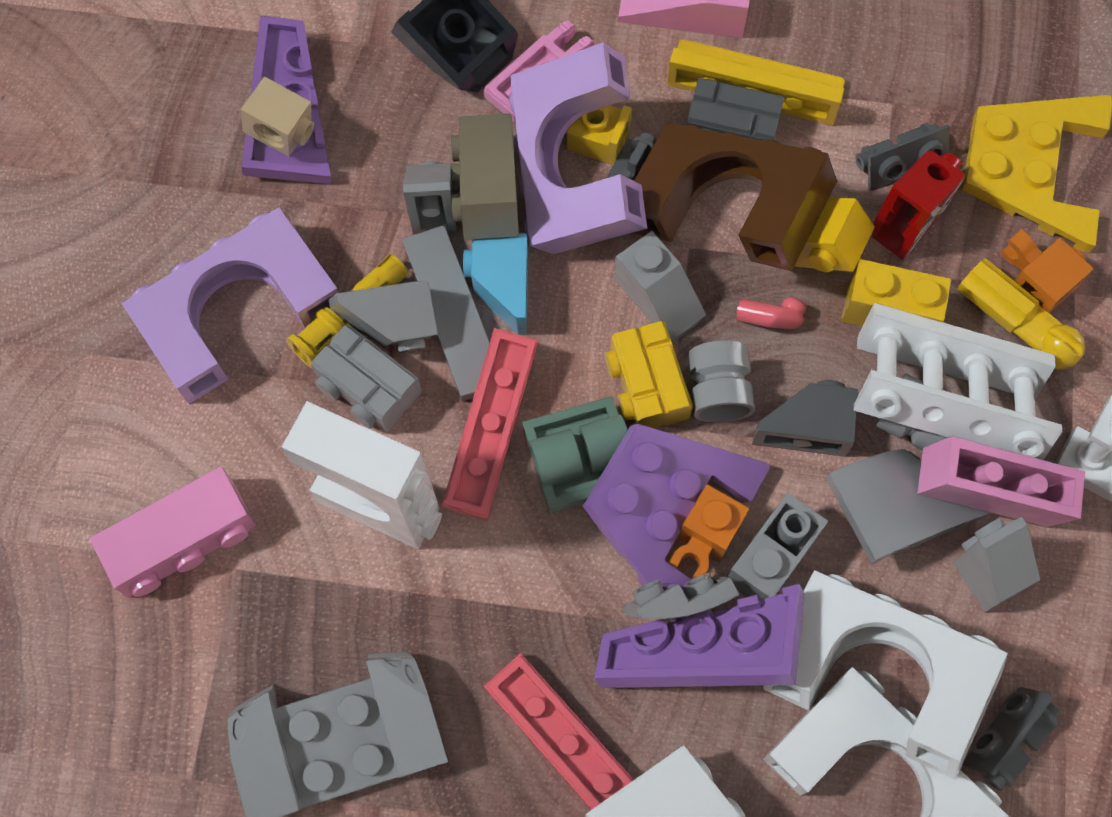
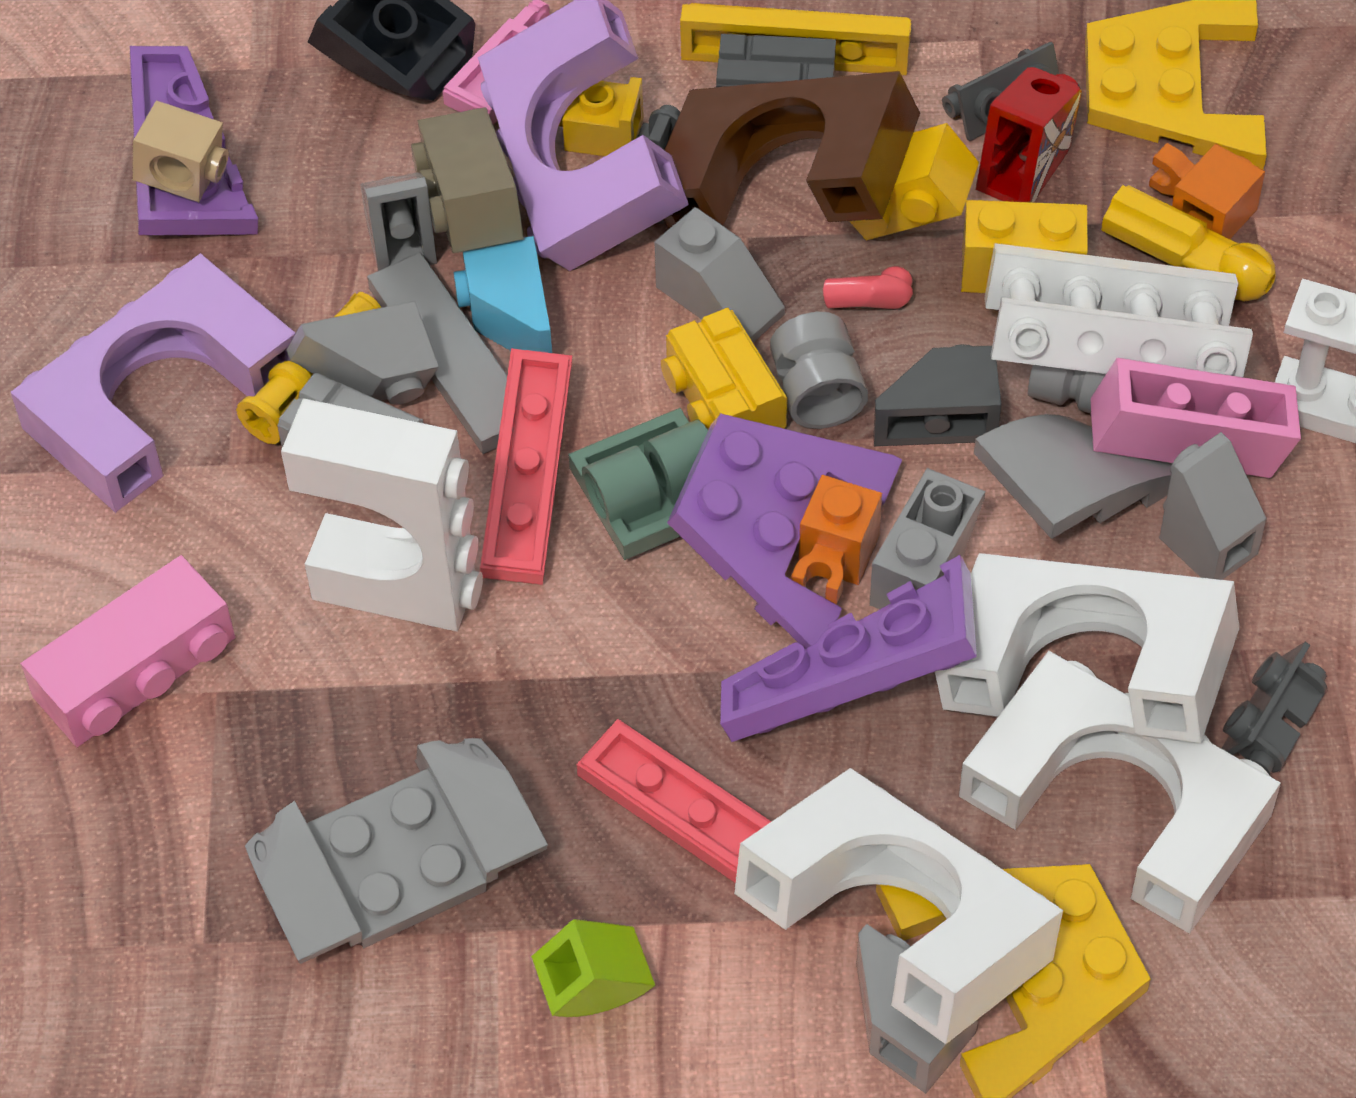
camera: 10 degrees left, 15 degrees down
(669, 601) = (806, 611): light grey slope -> none

